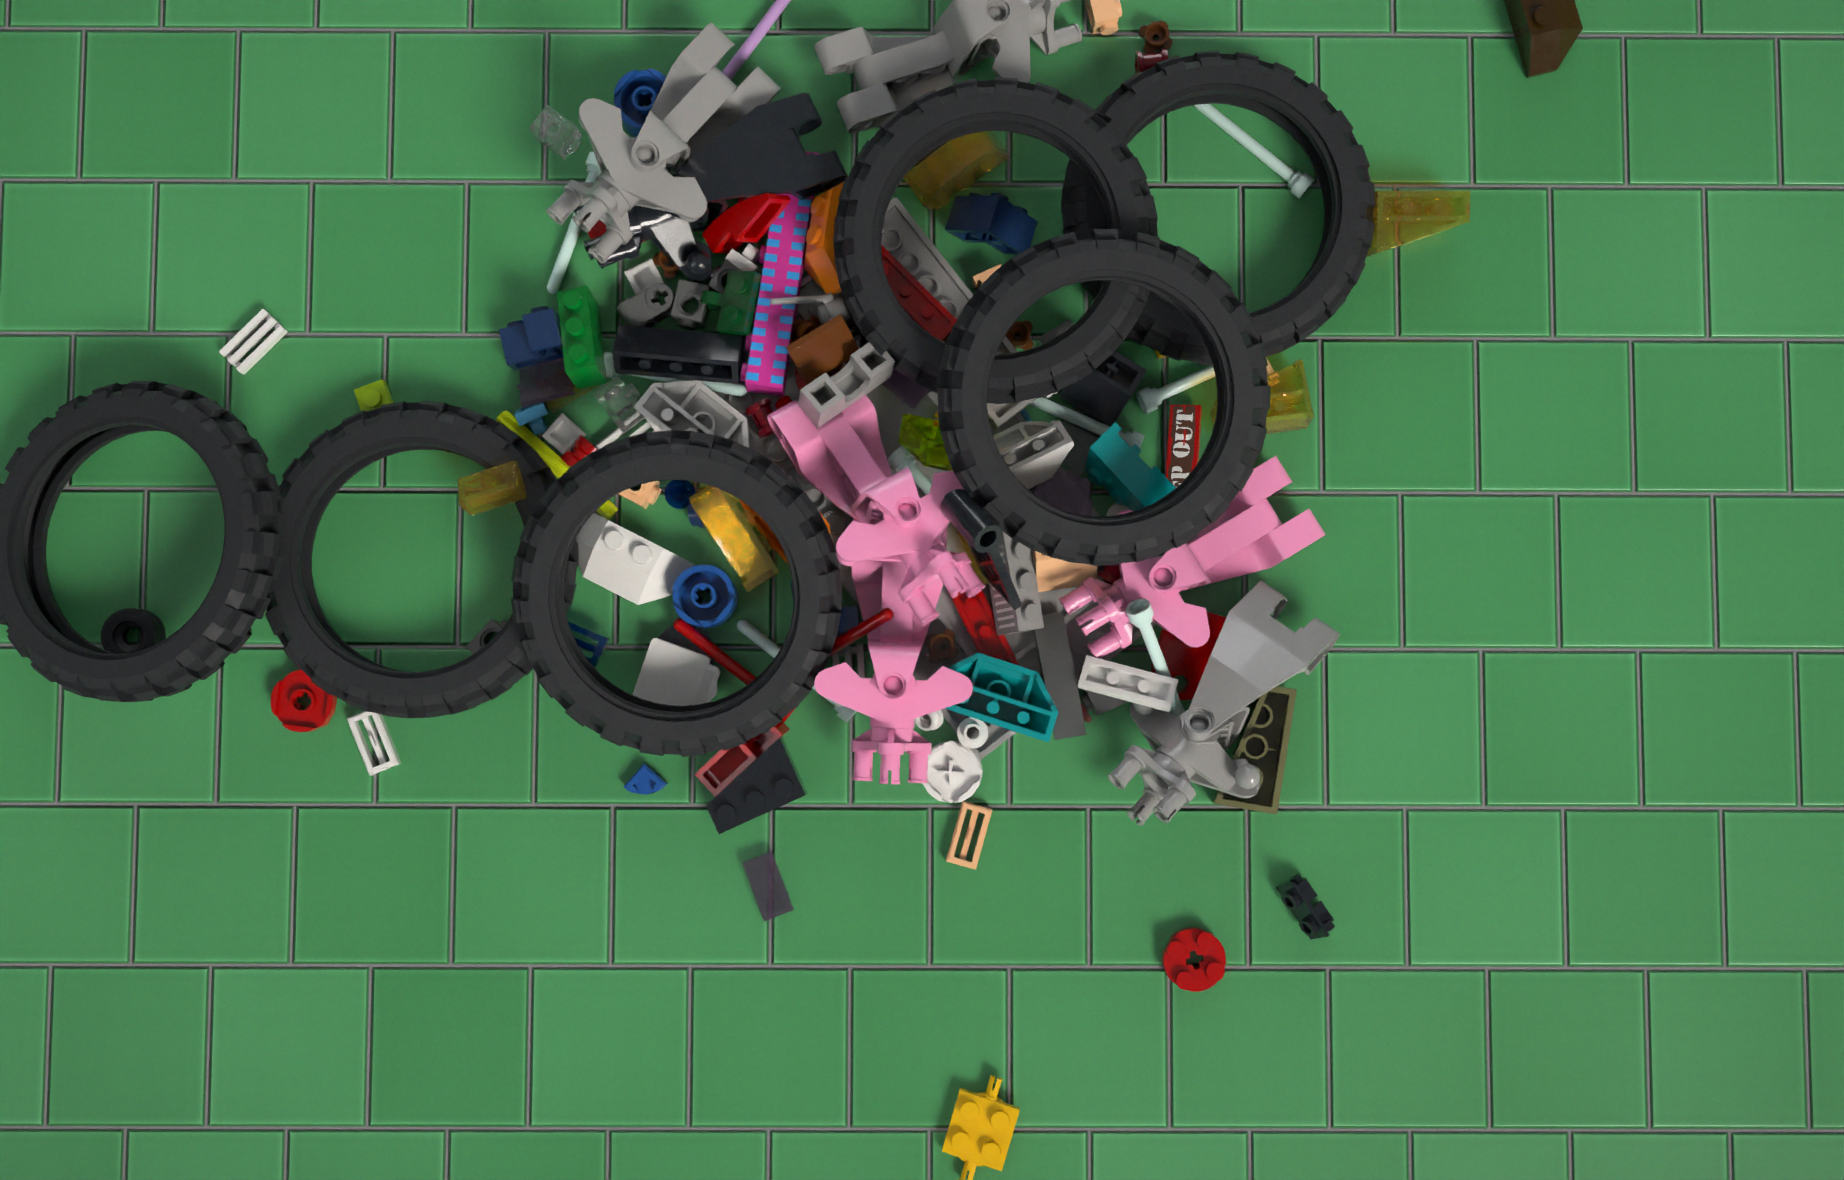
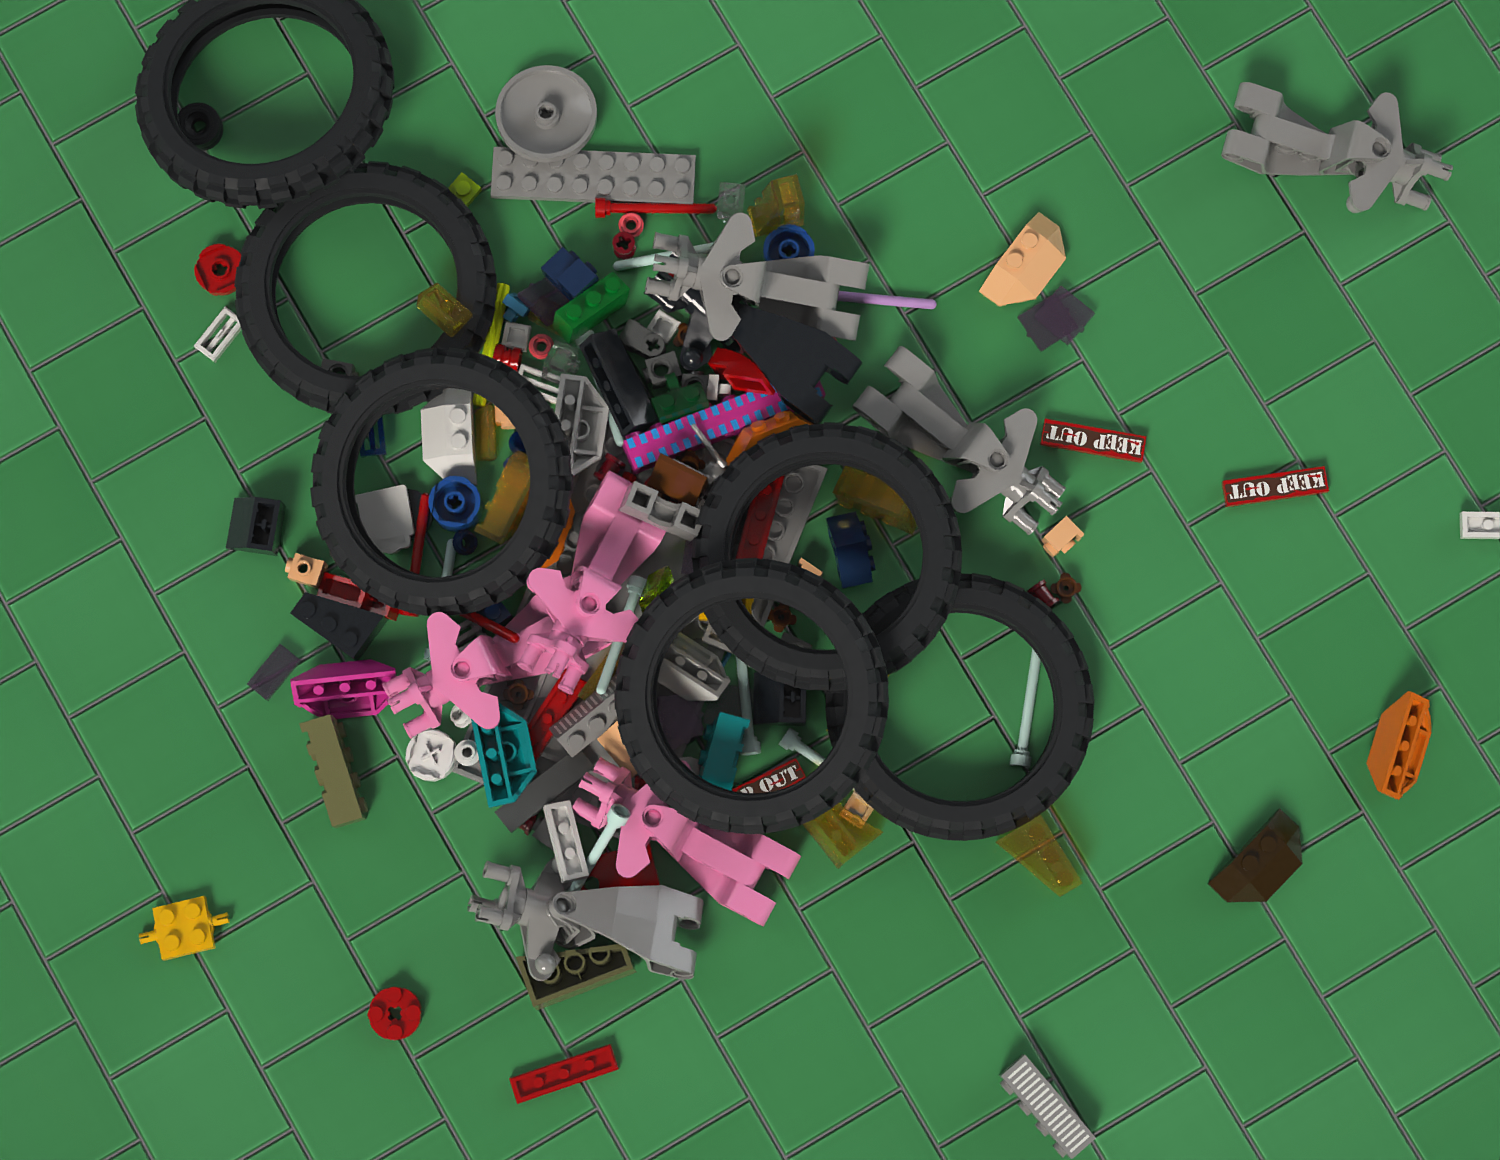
camera: 65 degrees right, 5 degrees down
(228, 350) = (435, 77): white tile -> none
(344, 264) = (546, 113): none -> light grey dish
(442, 258) = (598, 174): none -> light grey plate
(483, 264) = (605, 207): none -> red piece
(514, 241) = (634, 218): none -> coral plate
(531, 259) = (619, 251): none -> dark red bush
(586, 406) = (535, 341): none -> coral plate
(590, 71) = (779, 206): none -> clear yellow wedge
(602, 817) = (256, 525): none -> black slope
(645, 781) = (299, 540): blue tile -> none
(647, 524) = (486, 434): none -> clear yellow slope
(692, 789) = (312, 576): none -> light nougat brick
(752, 605) = (470, 542): none -> dark blue plate
(830, 822) = (343, 688): none -> dark pink wedge
(911, 881) = (335, 770): none -> olive wedge
(962, 859) = (371, 801): light nougat tile -> none
(982, 537) = (600, 664): black piece -> none
(1313, 920) = (474, 1083): black hinge -> none
(1352, 822) = (564, 1073): none -> red tile
(1660, 361) = (1047, 1107): none -> light grey brick

